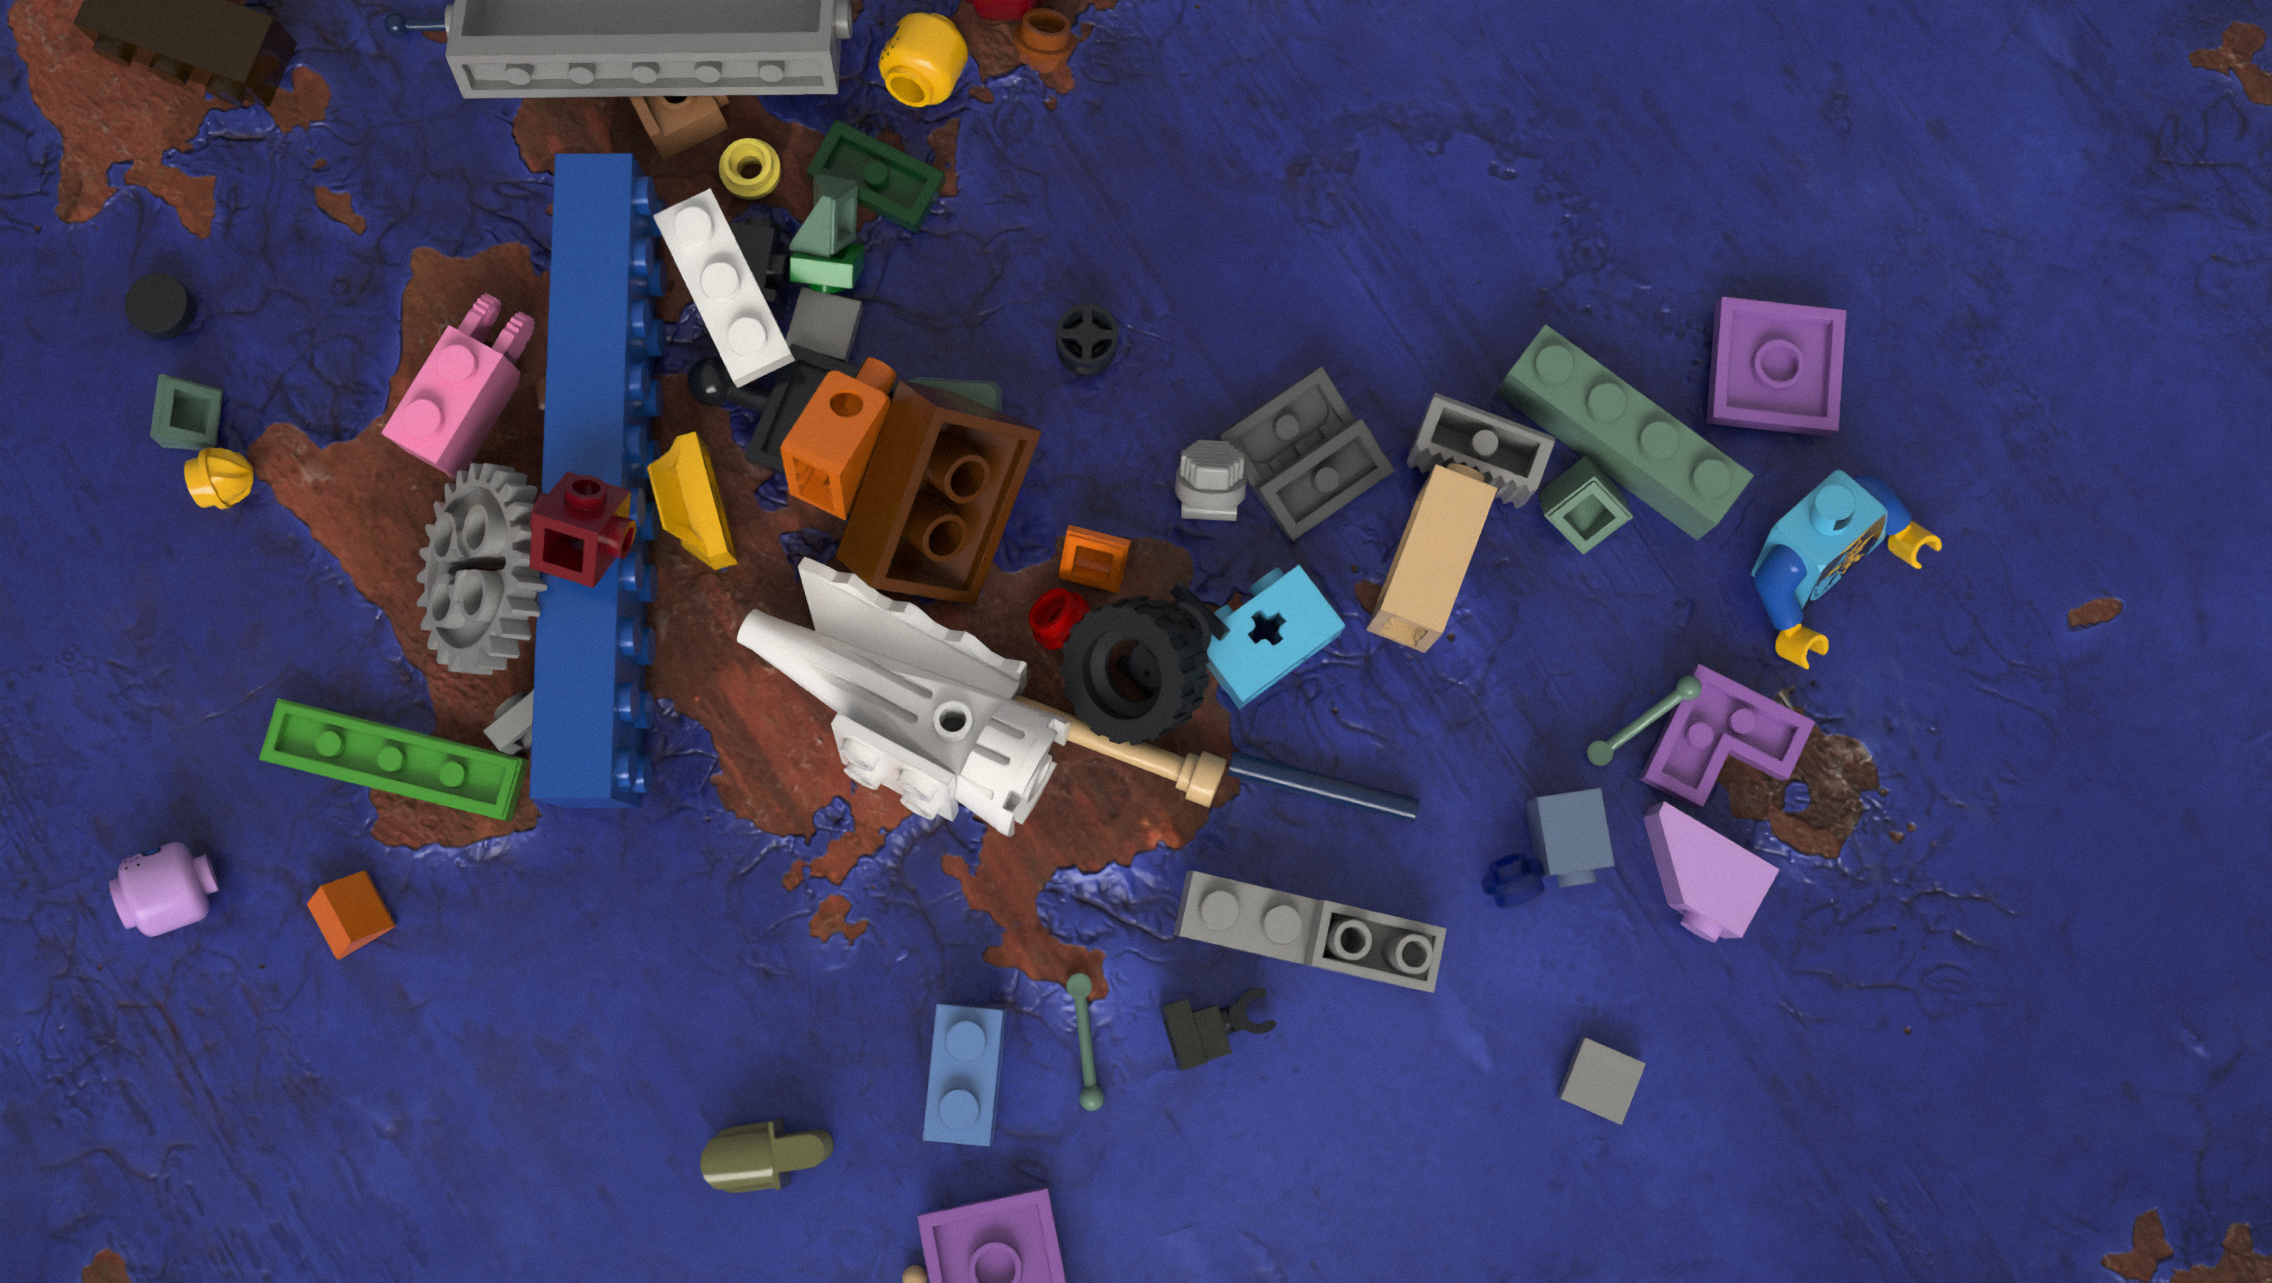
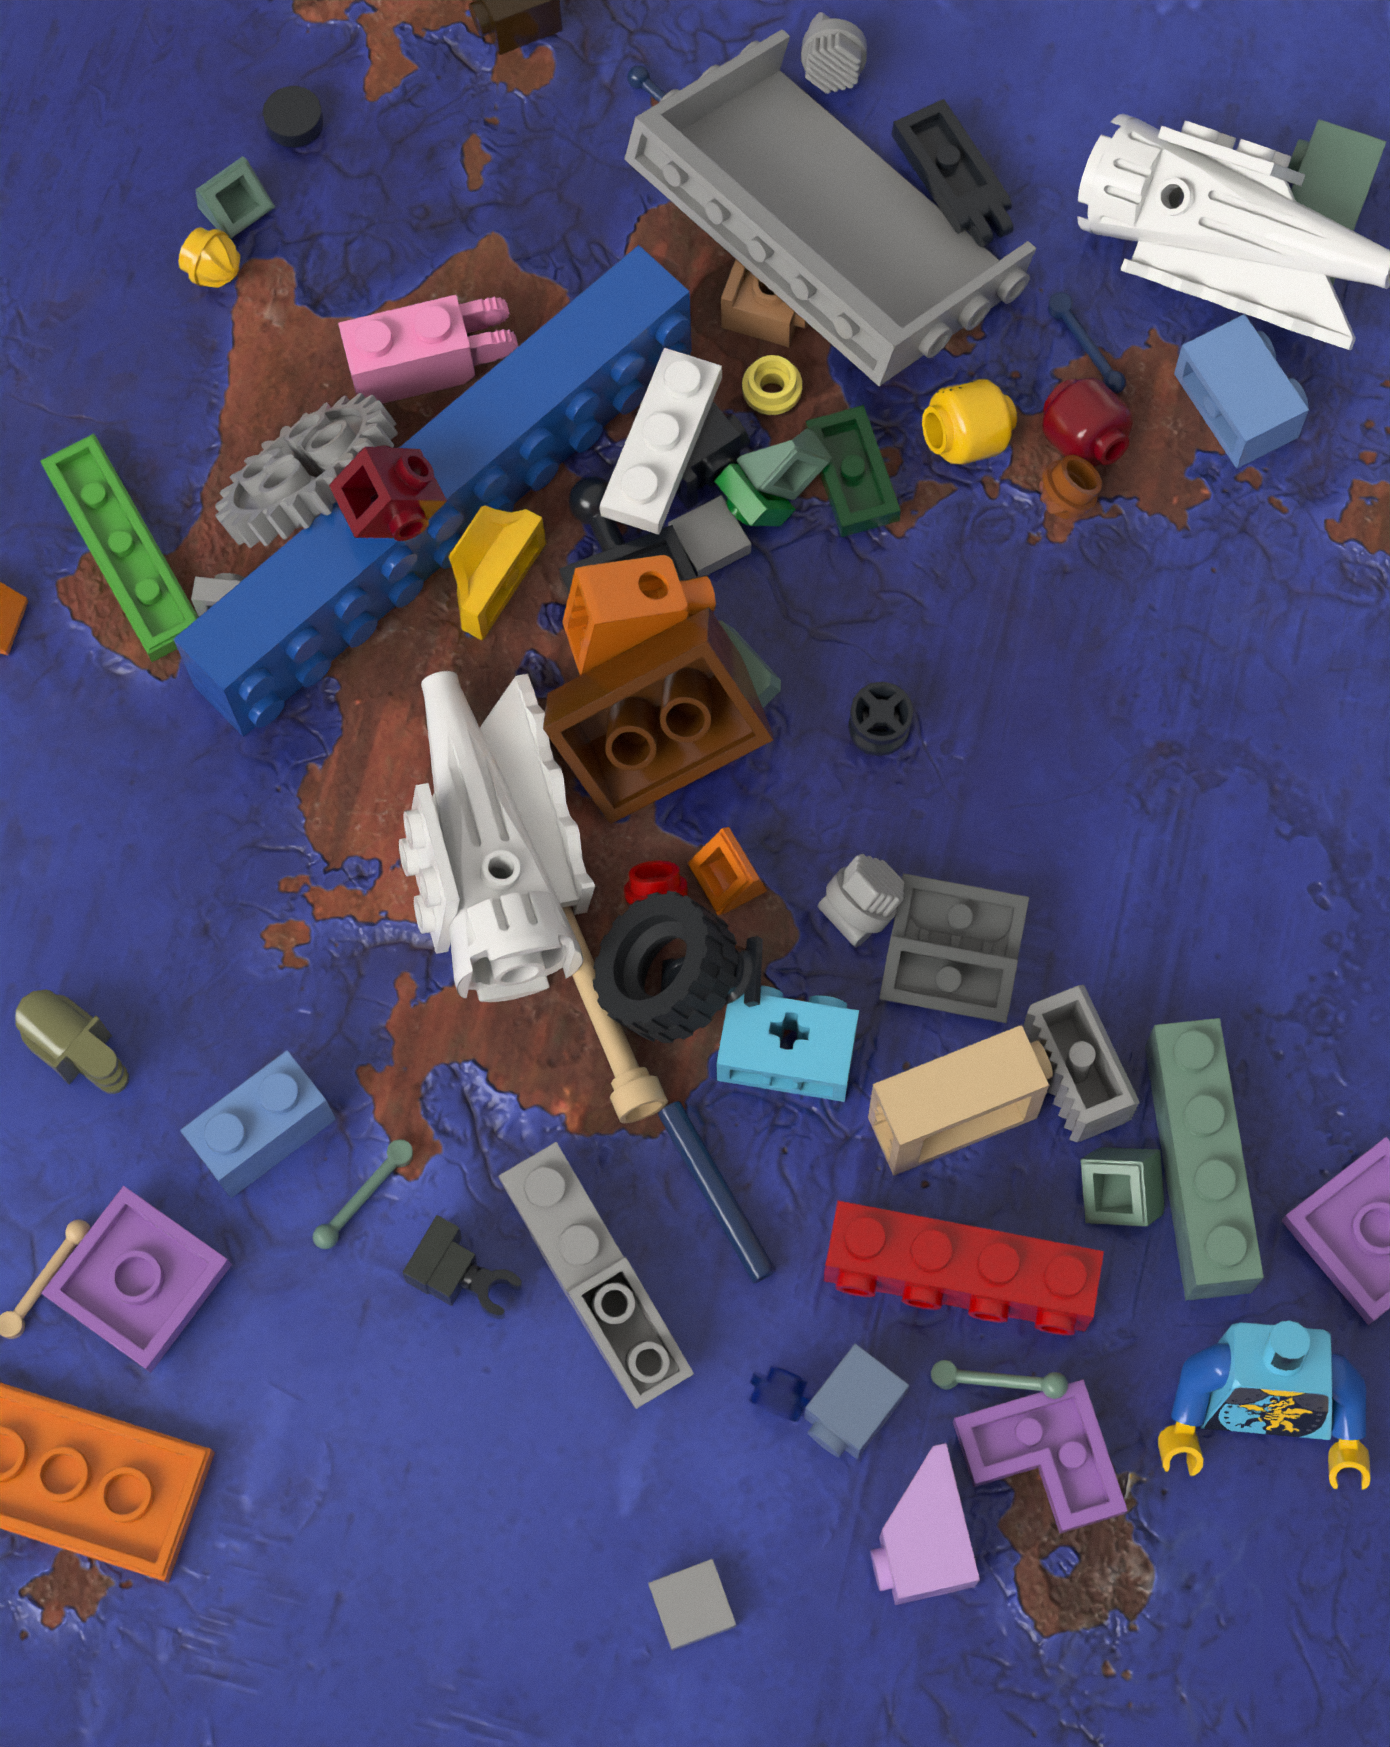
camera: 50 degrees right, 10 degrees down
(1544, 669) = (963, 1268): none -> red brick

